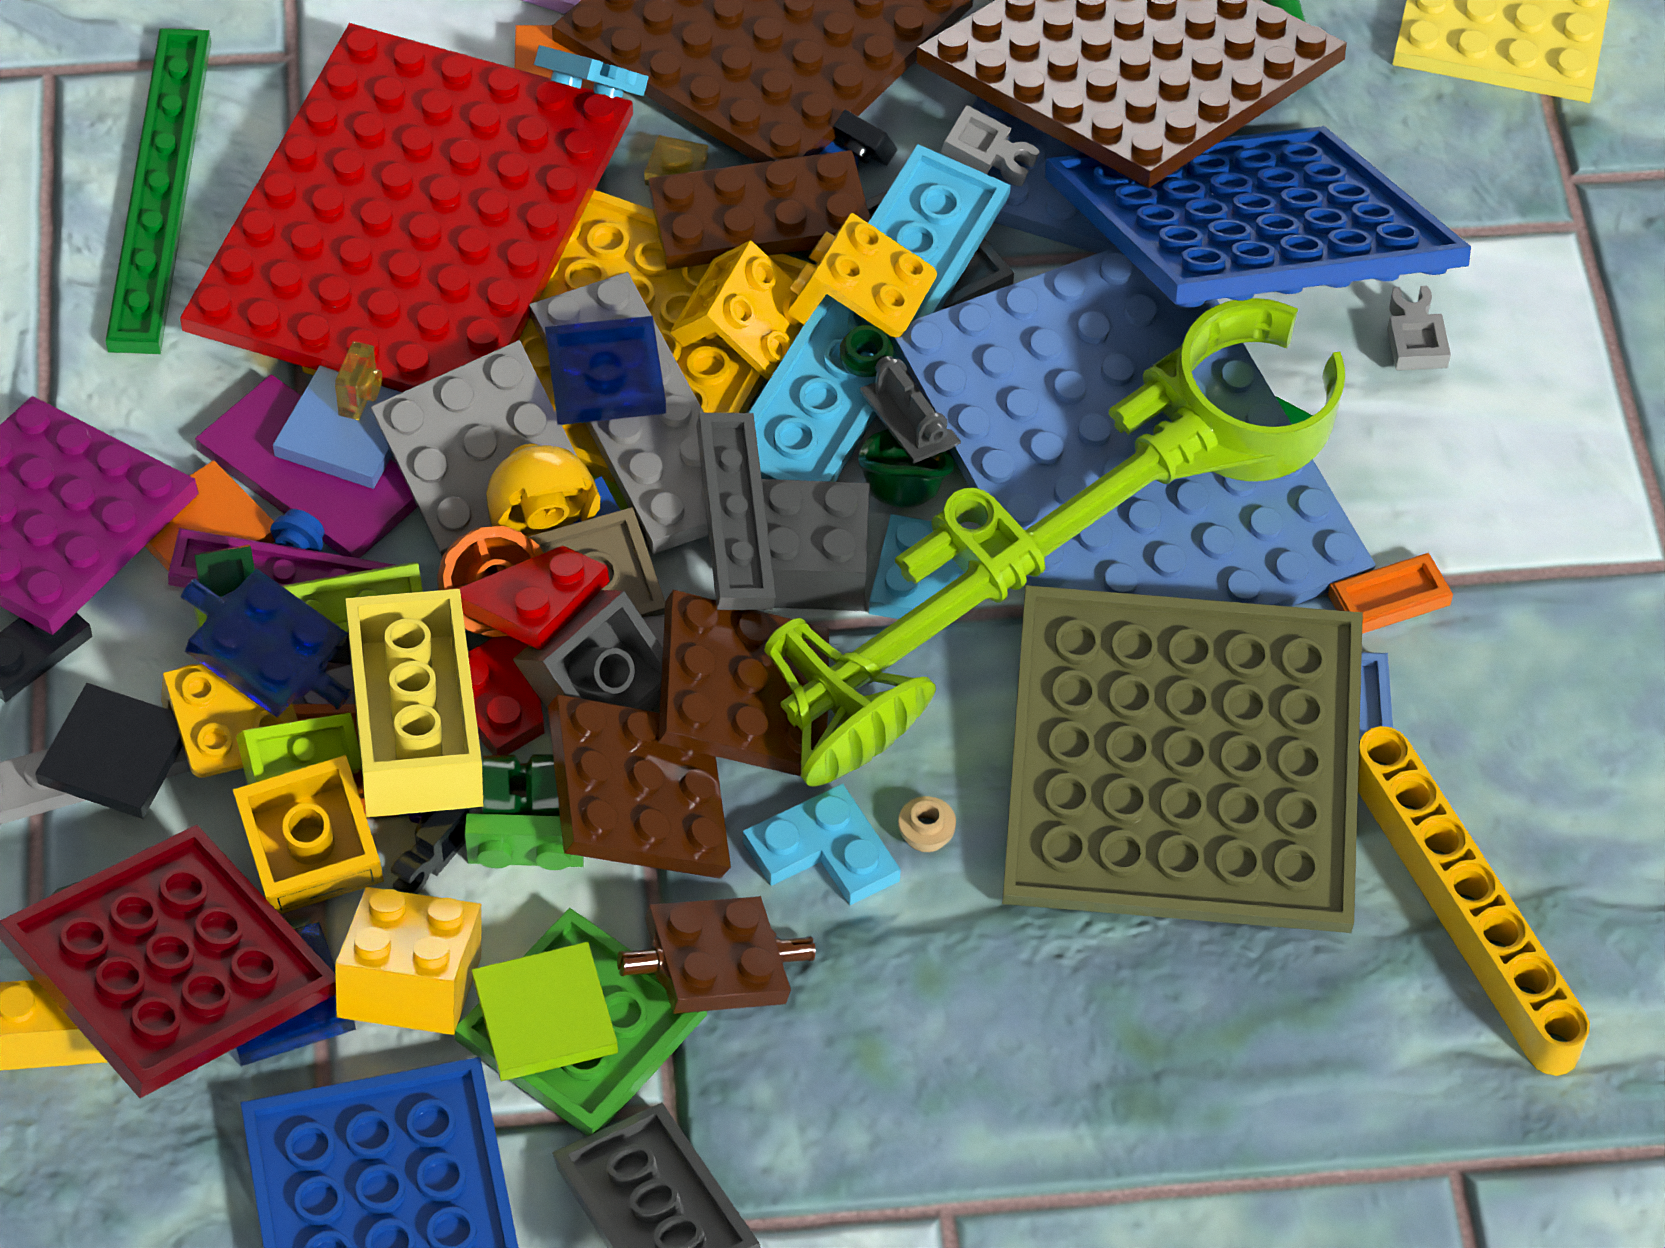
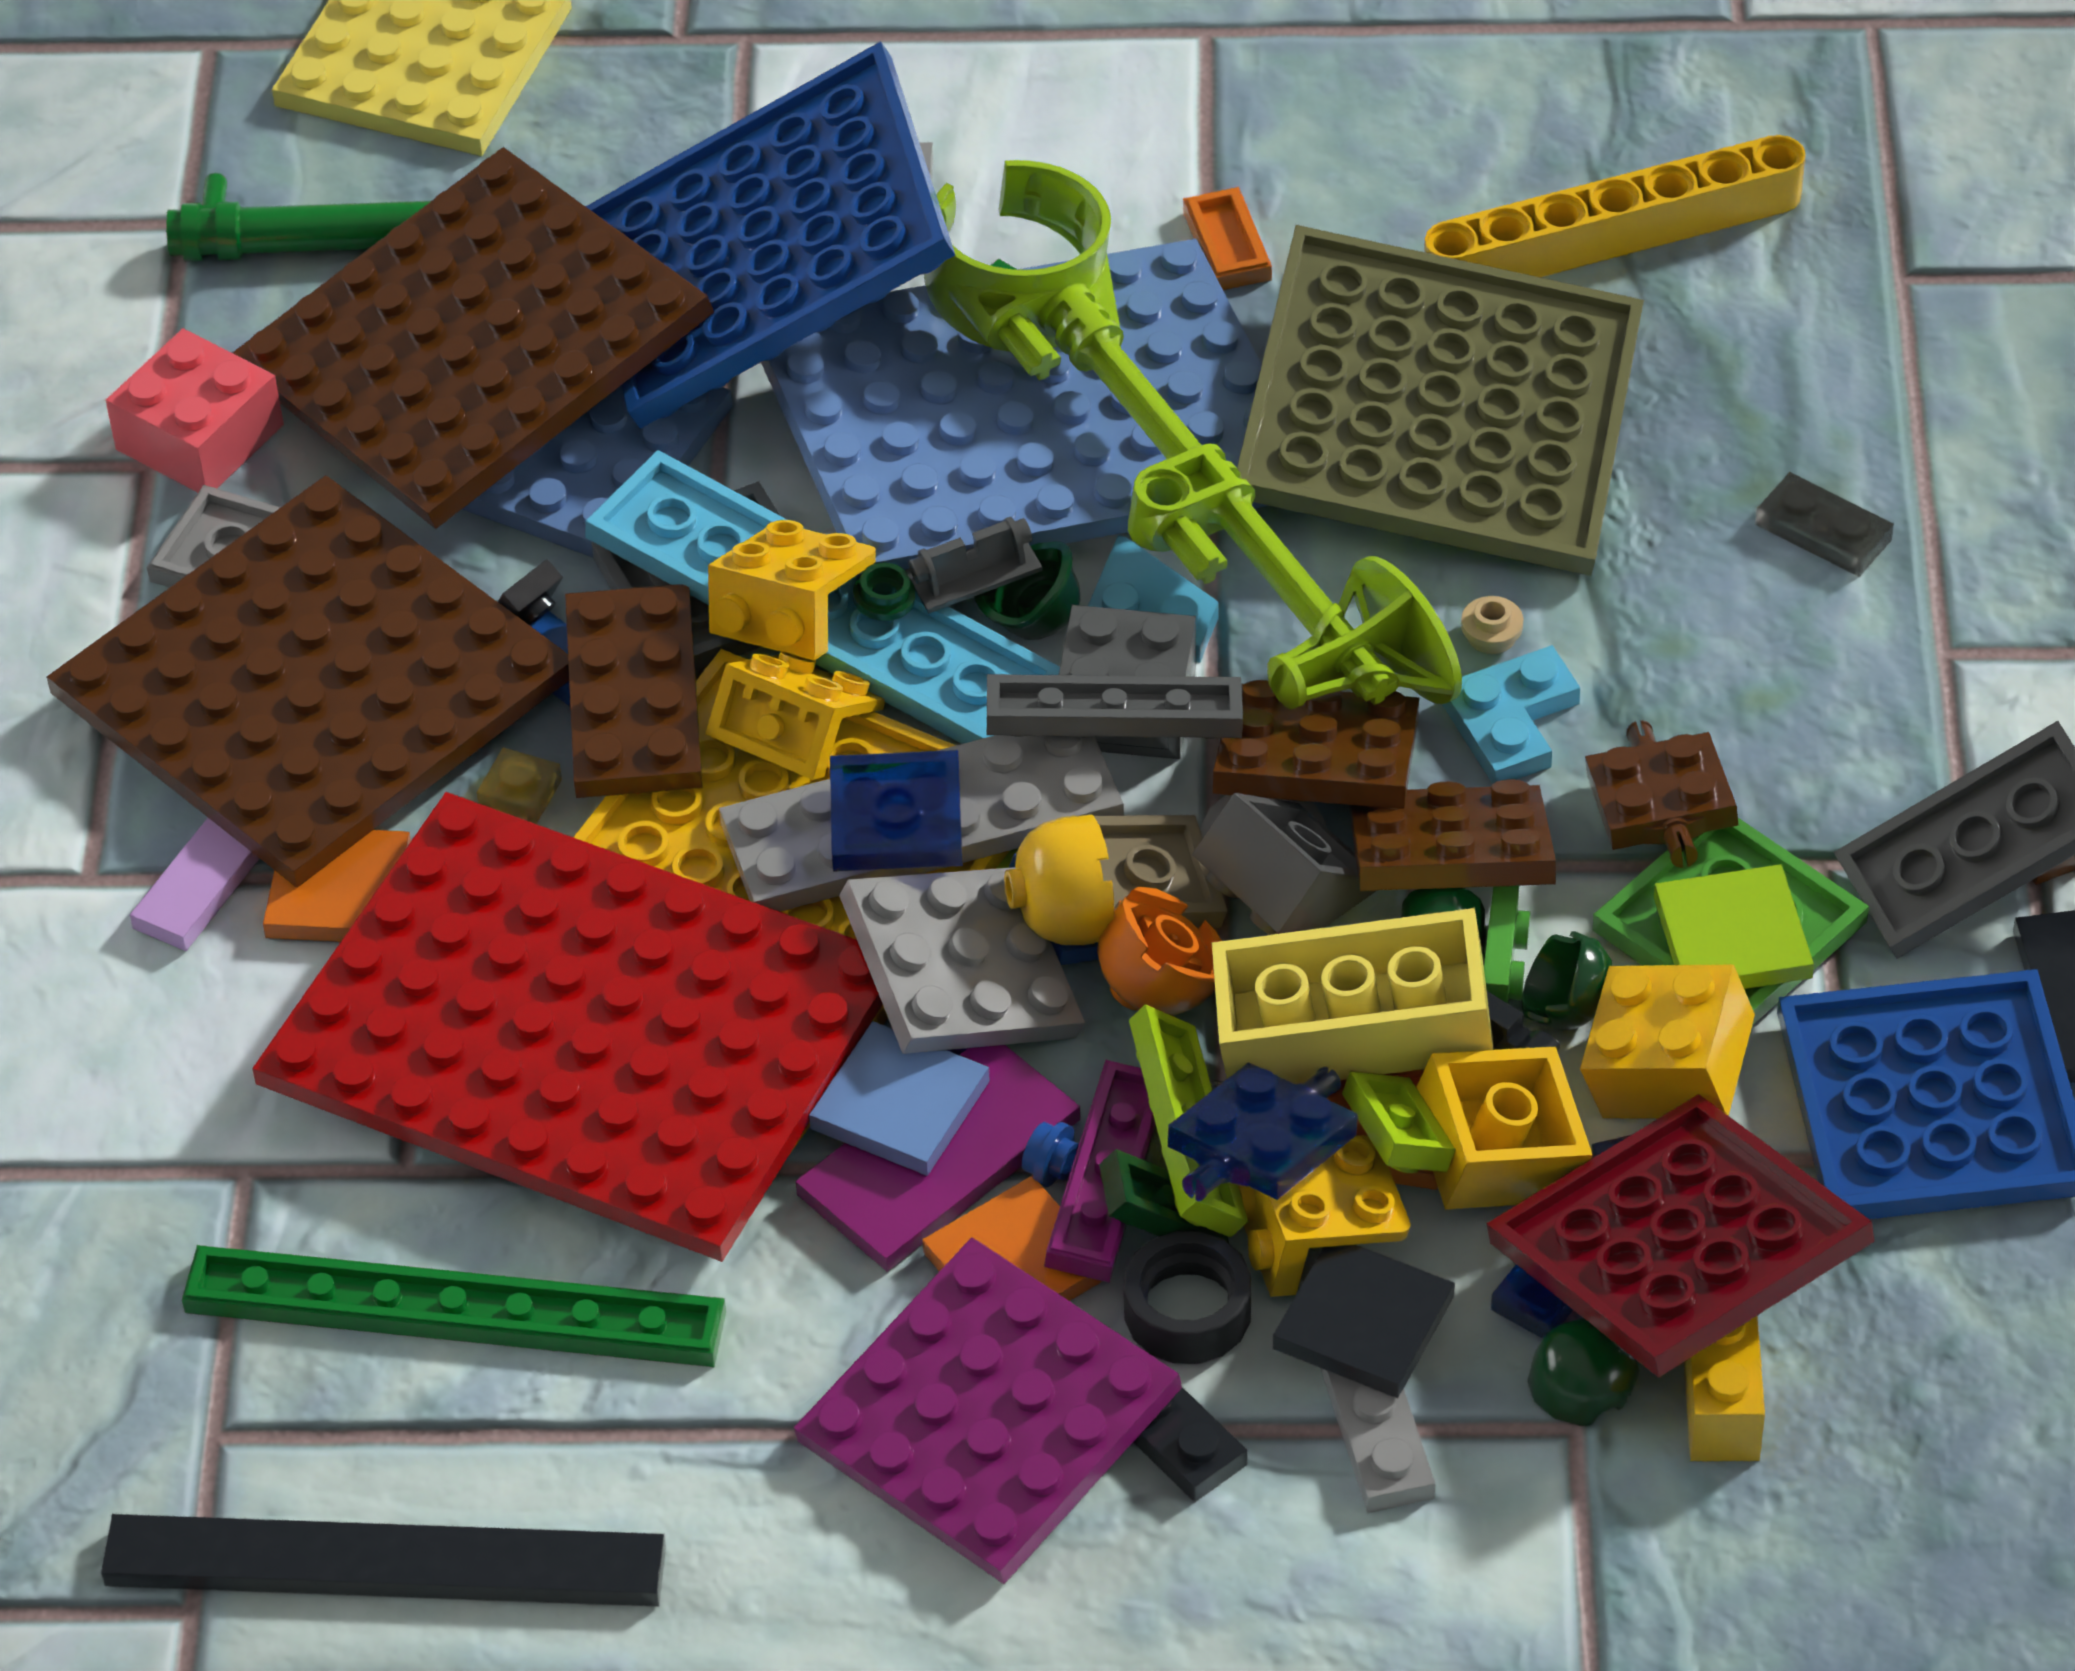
camera: 80 degrees left, 5 degrees down
(132, 609) = (1187, 1255): none -> black tyre
(357, 381) = (863, 1056): clear yellow plate -> none
(499, 890) = (1565, 982): none -> dark green hair
(536, 595) = (1213, 886): red wing -> none
(573, 68) = (411, 810): medium azure wing -> none
(984, 143) = (581, 479): light grey plate -> none
(1094, 1097) = (1824, 524): none -> clear smoke plate

